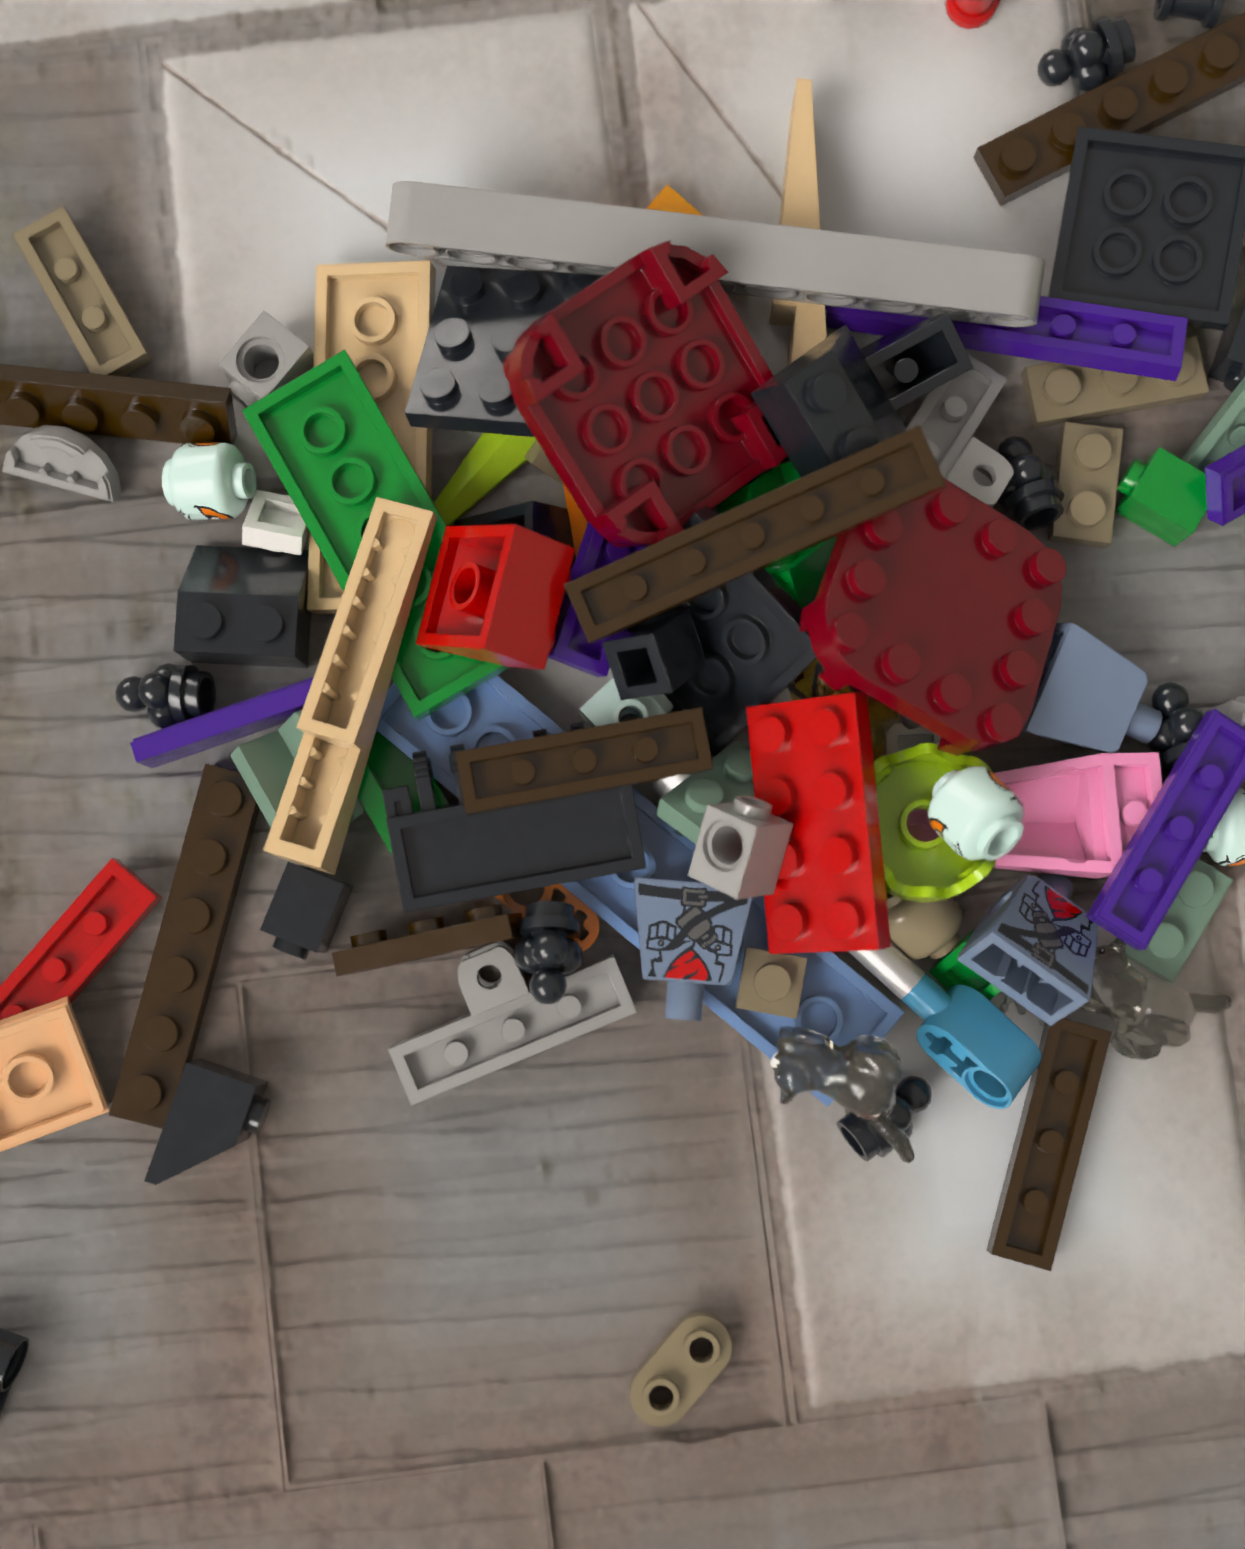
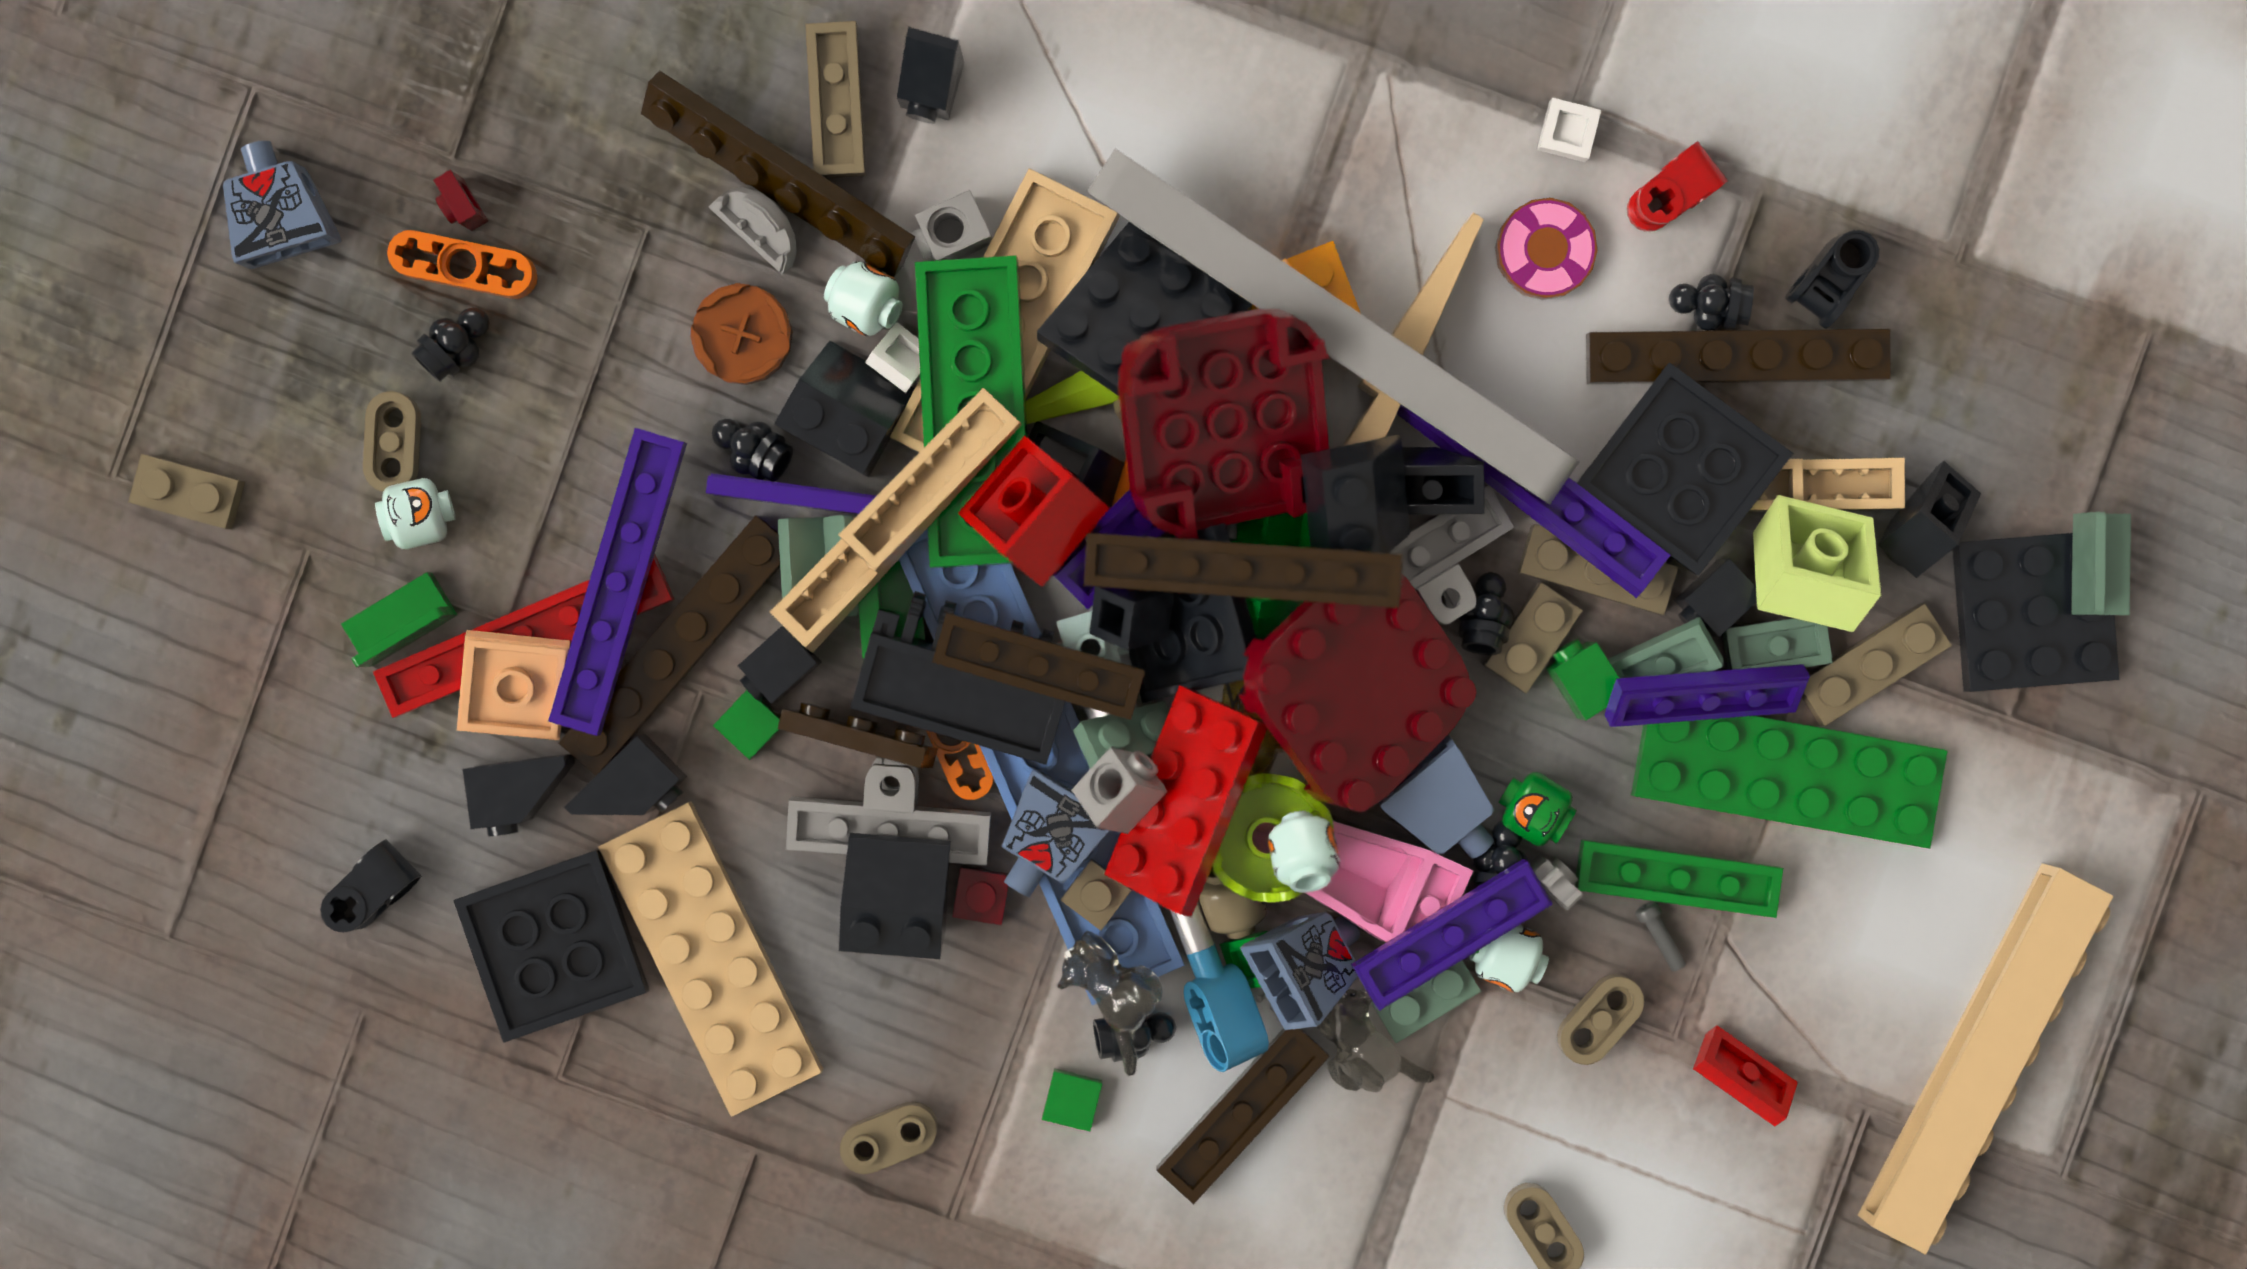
camera: 25 degrees right, 5 degrees up
(82, 1192) = (511, 791): none -> black slope
(86, 906) = (617, 582): none -> dark purple plate
(100, 585) = (741, 334): none -> dark orange tile
(163, 214) = (929, 75): none -> black slope
(206, 1343) = (551, 945): none -> black plate
(306, 991) = (748, 724): none -> green tile
(390, 1269) = (711, 958): none -> tan plate
(548, 948) = (944, 787): black piece -> none
(554, 1095) = (894, 896): none -> black slope
(647, 1049) = (980, 895): none -> dark red plate
(858, 1223) = (1072, 1100): none -> green tile
(888, 89) = (1546, 248): none -> tile
(1189, 655) = (1537, 808): none -> green head

